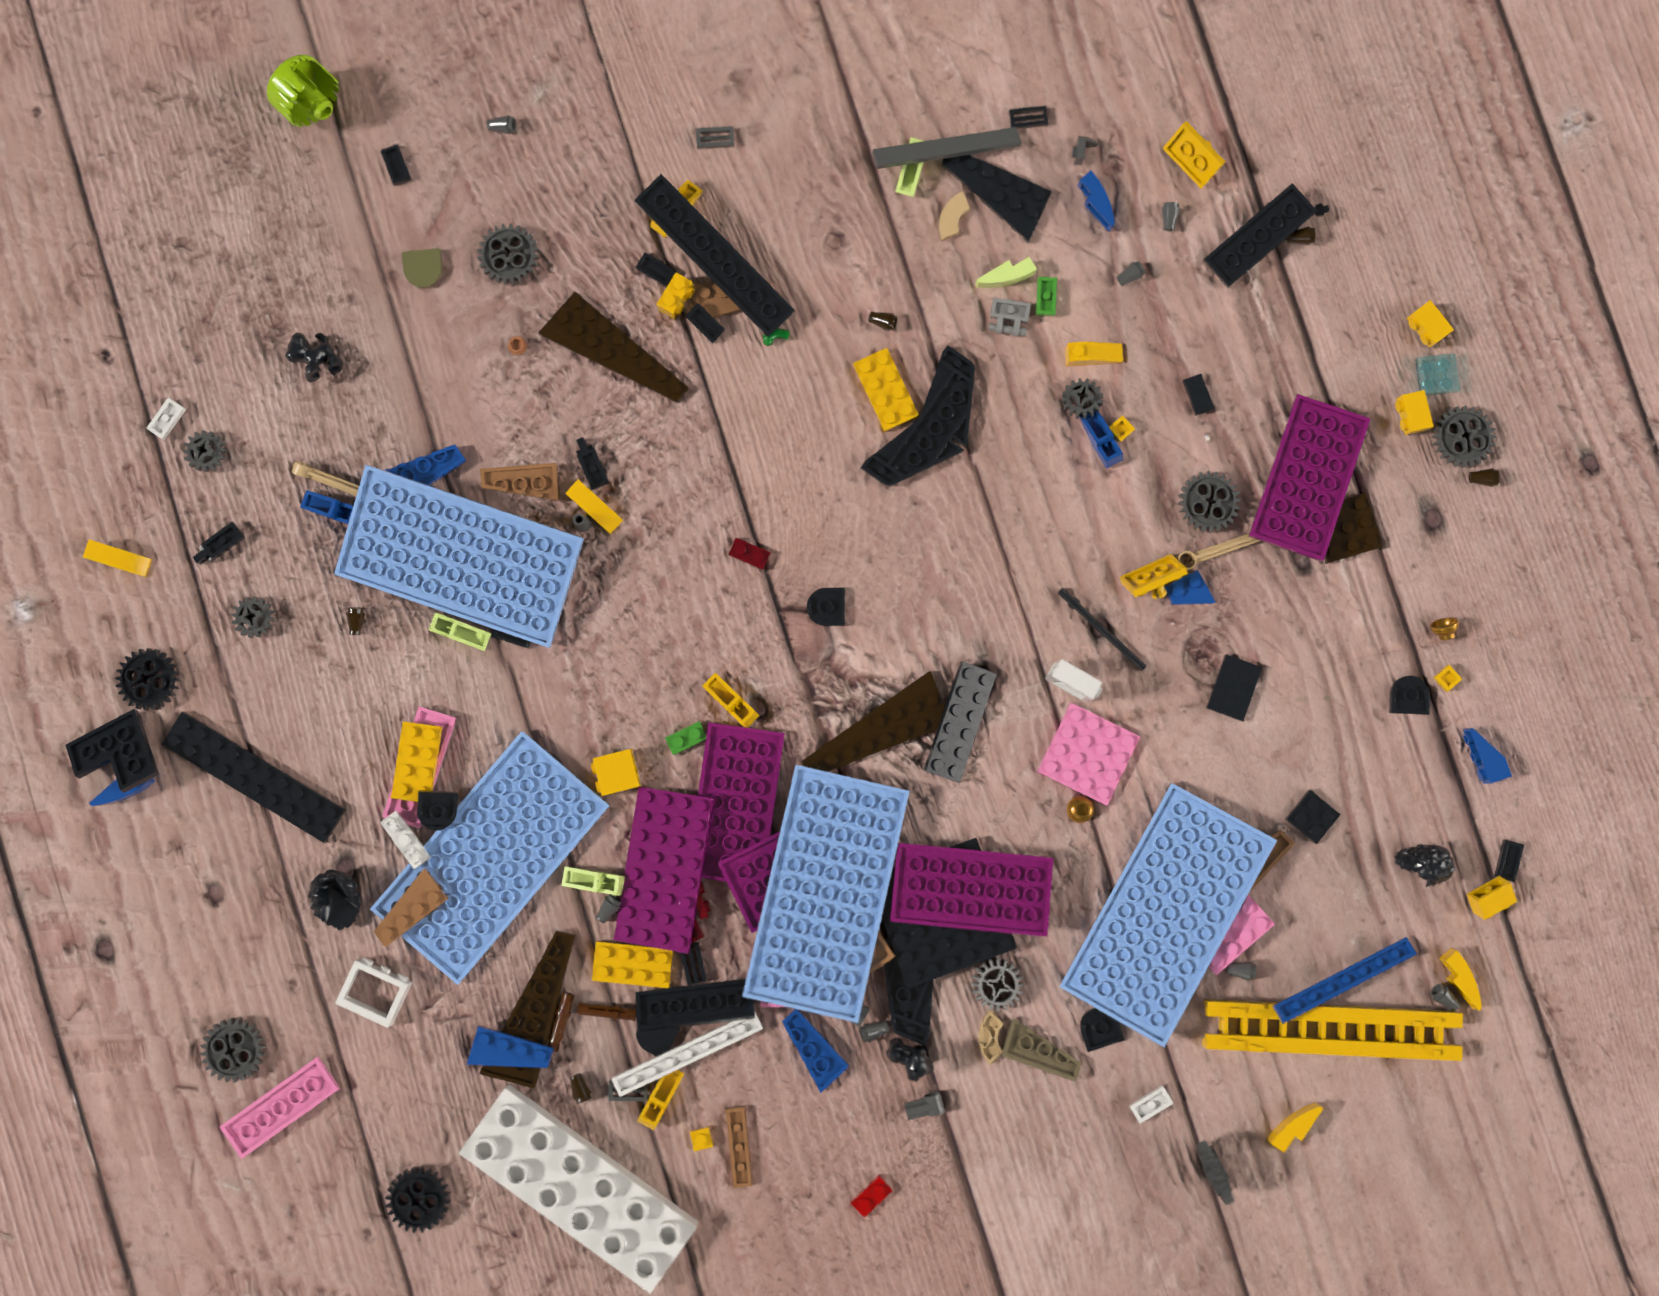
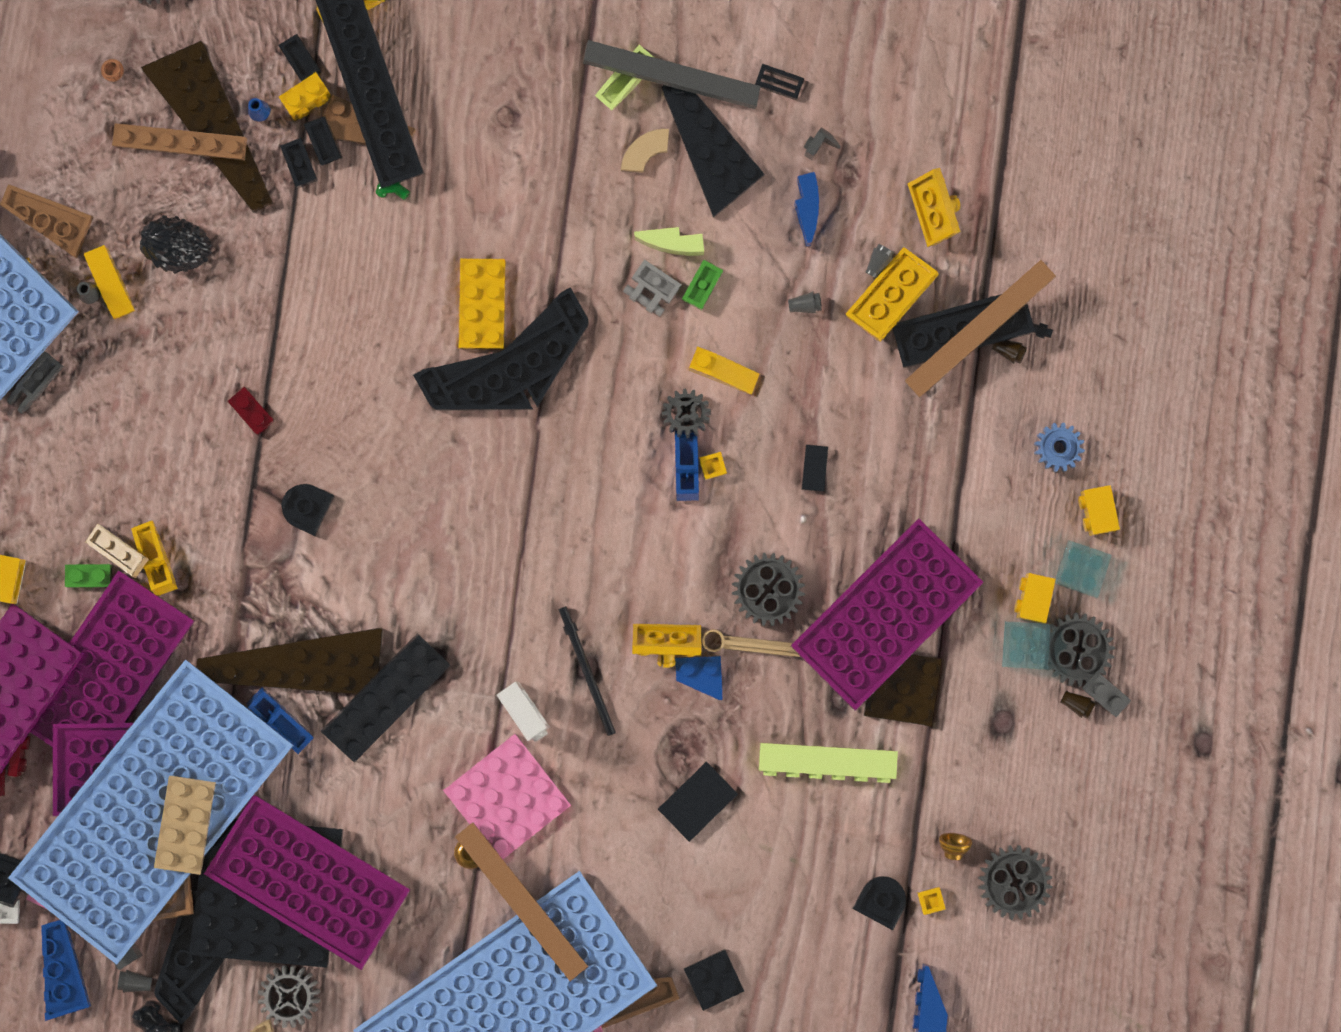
camera: 20 degrees right, 0 degrees up
(574, 608) = (35, 381): none -> dark grey hinge
(591, 465) = (128, 236): black hinge -> none
(596, 375) = (179, 141): none -> medium nougat plate
(630, 454) = (175, 244): none -> black hair
(645, 326) = (261, 113): none -> blue cone
(694, 348) = (298, 163): none -> black plate
(700, 707) = (116, 550): none -> tan tile
(858, 890) = (184, 825): none -> tan plate
(882, 775) = (278, 718): none -> blue slope
(883, 320) = (518, 230): dark brown cone -> none
(1142, 826) = (521, 901): none -> medium nougat tile
(1193, 235) = (892, 294): none -> yellow plate
(1275, 228) = (980, 328): none -> medium nougat tile
(1319, 609) = (828, 761): none -> yellowish green brick
(1381, 284) = (1069, 441): none -> medium blue gear
(1425, 451) = (1026, 645): none -> clear light blue plate
(1503, 459) = (1106, 694): none -> dark grey plate
(1513, 621) = (996, 890): none -> dark grey gear

